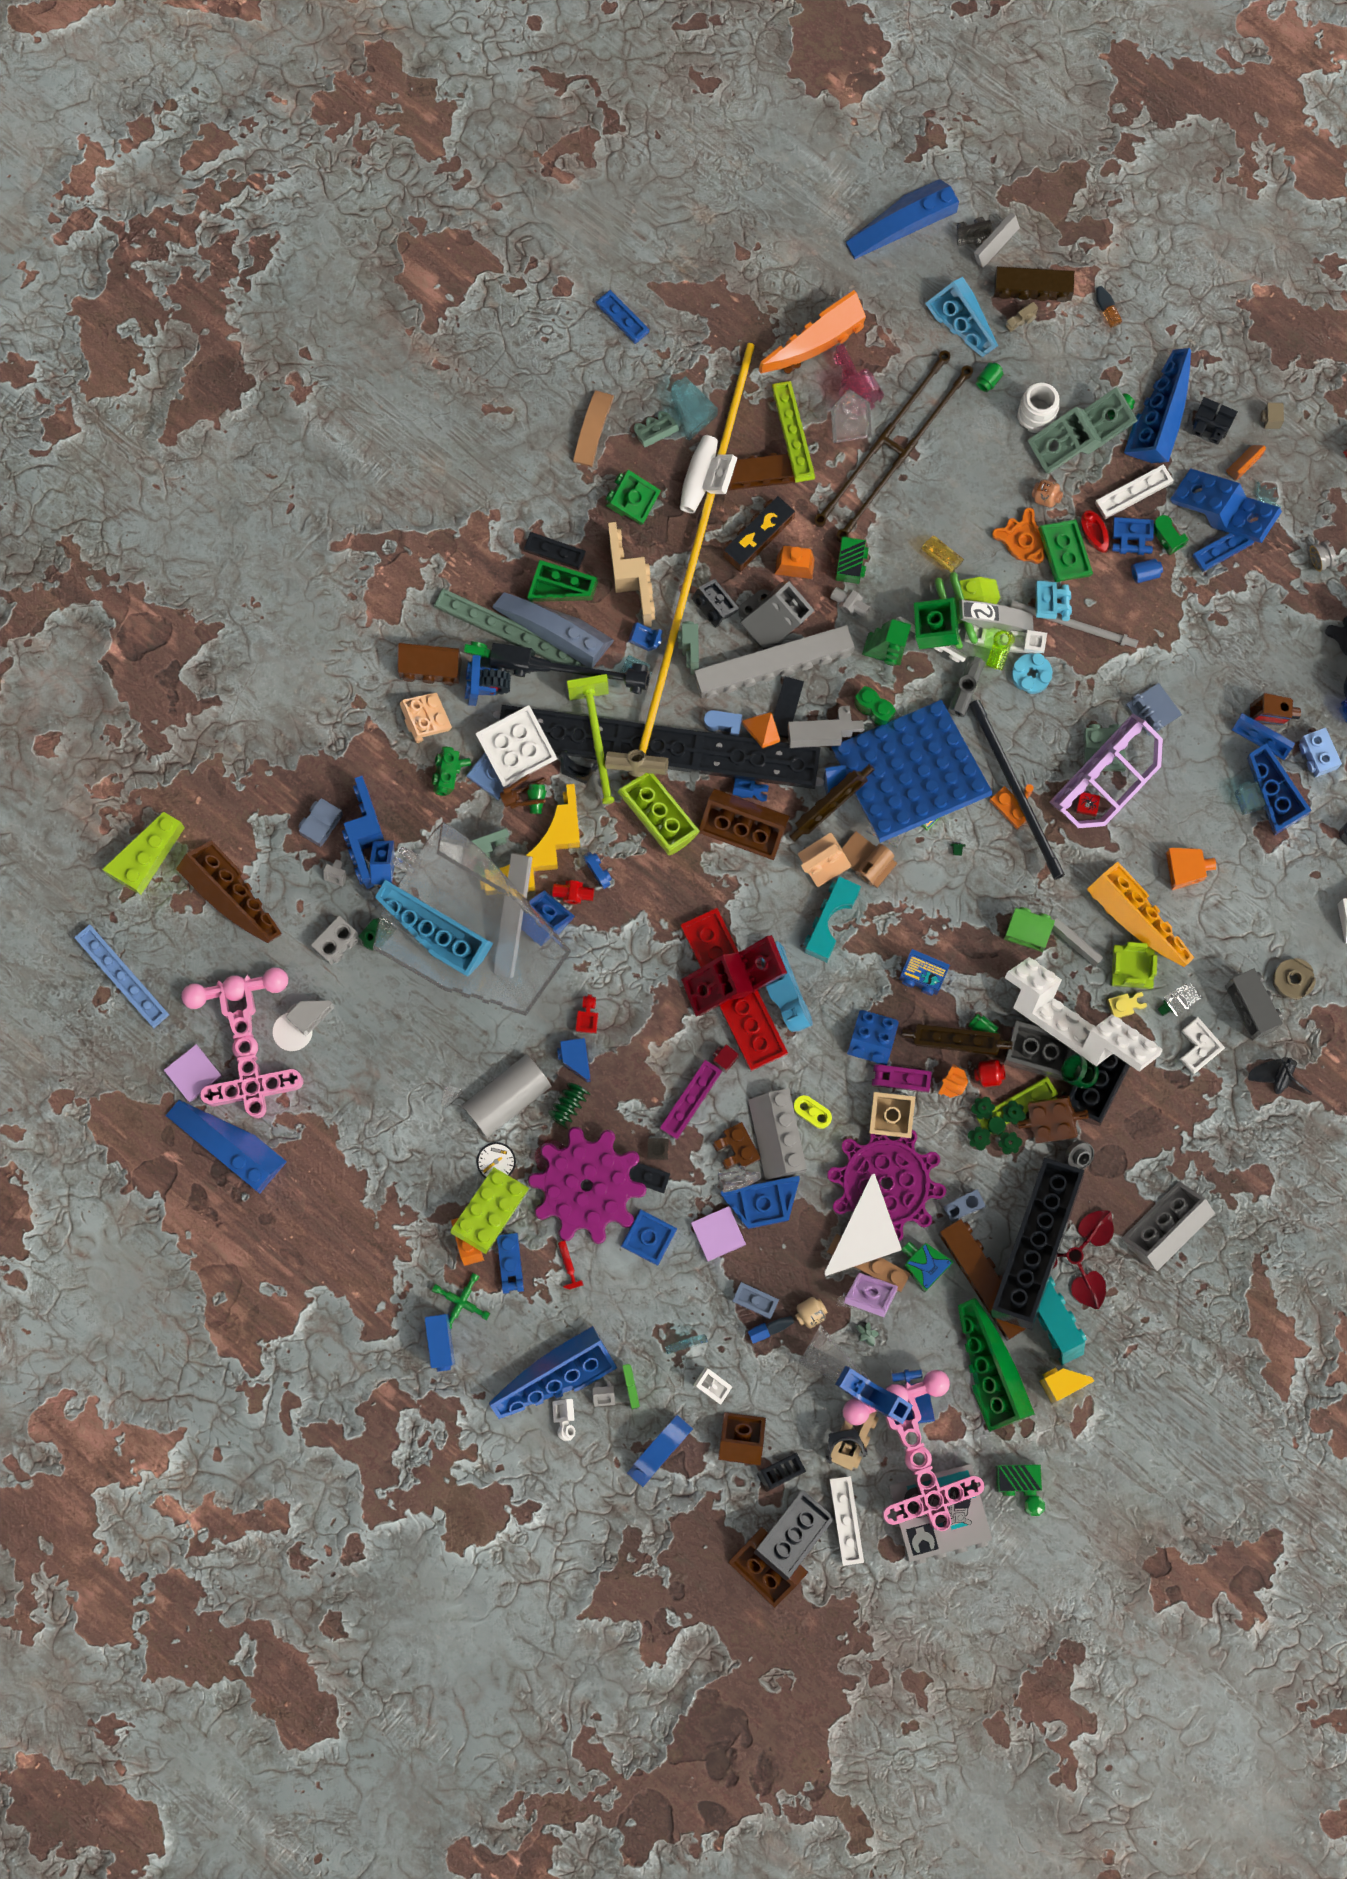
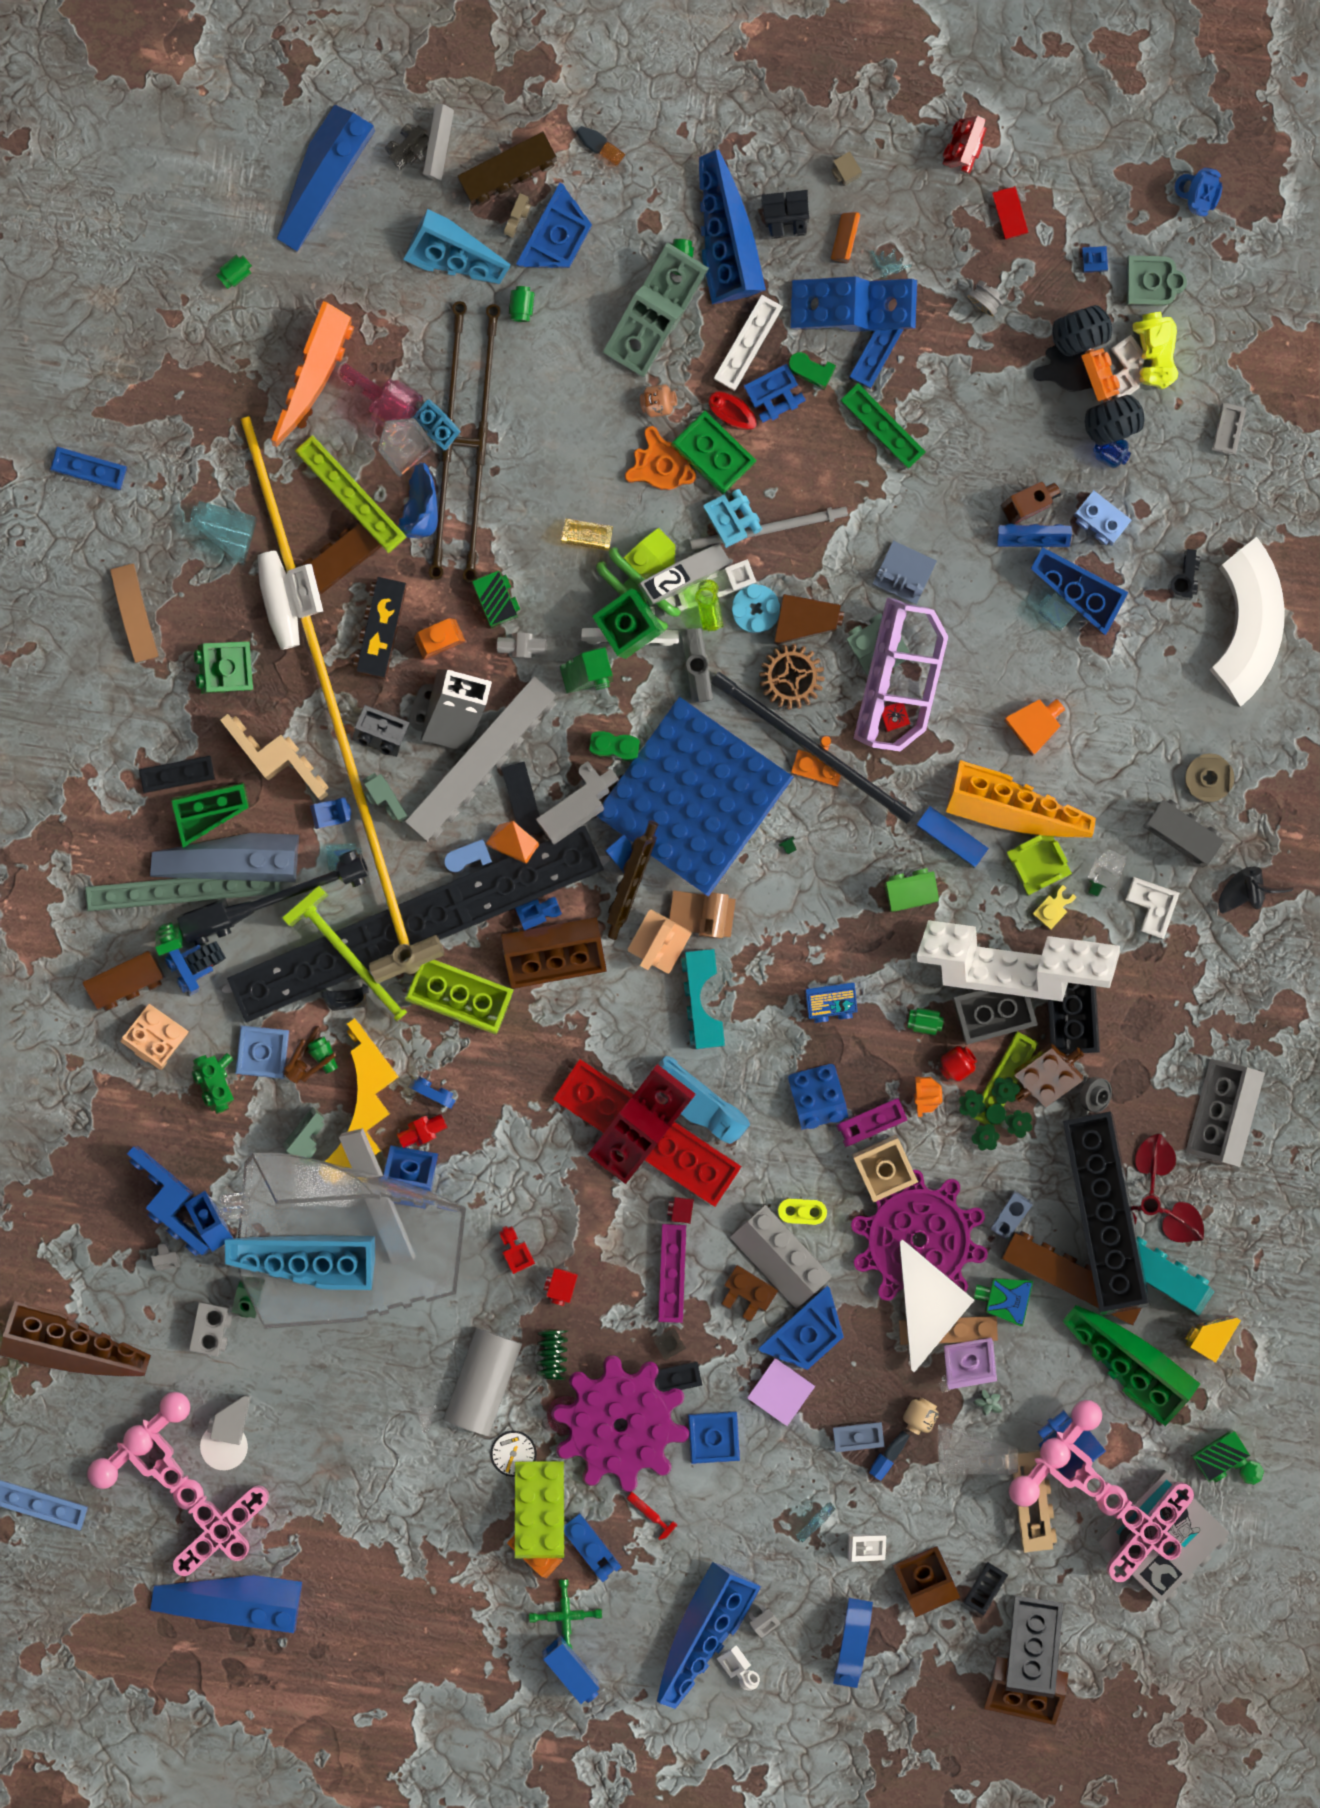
camera: 30 degrees left, 10 degrees up
(192, 1073) = (150, 1551): lavender tile -> none
(320, 822) = (116, 1214): sand blue brick -> none
(516, 746) = (270, 1015): white plate -> none
(575, 1057) = (529, 1301): blue slope -> none
(604, 1060) = (560, 1286): none -> red brick
(631, 1386) = (786, 1598): bright green tile -> none
(655, 428) = (202, 576): sand green plate -> none
(737, 1179) = (767, 1326): clear slope -> none
(803, 245) = (234, 271): none -> green brick
(834, 474) = (421, 510): none -> blue hair
(836, 1437) = (1024, 1523): black helmet -> none
(846, 1521) = (1076, 1599): white plate -> none
(873, 1395) = (1033, 1469): blue arch -> none
(882, 421) = (437, 424): none -> dark azure slope
(957, 1039) = (905, 1050): dark brown plate -> none
(1037, 735) = (806, 673): none -> medium nougat gear
(1038, 407) = (594, 297): white piece -> none
(1042, 346) = (557, 234): none -> blue wing
(1064, 699) = (806, 618): none -> reddish brown slope
(1076, 942) = (966, 873): light grey tile -> none
(1079, 1071) = (1048, 1015): dark green helmet -> none
(1080, 911) = (952, 837): none -> blue slope
(1146, 570) = (811, 424): blue brick -> none
(1197, 601) = (883, 426): none -> green plate

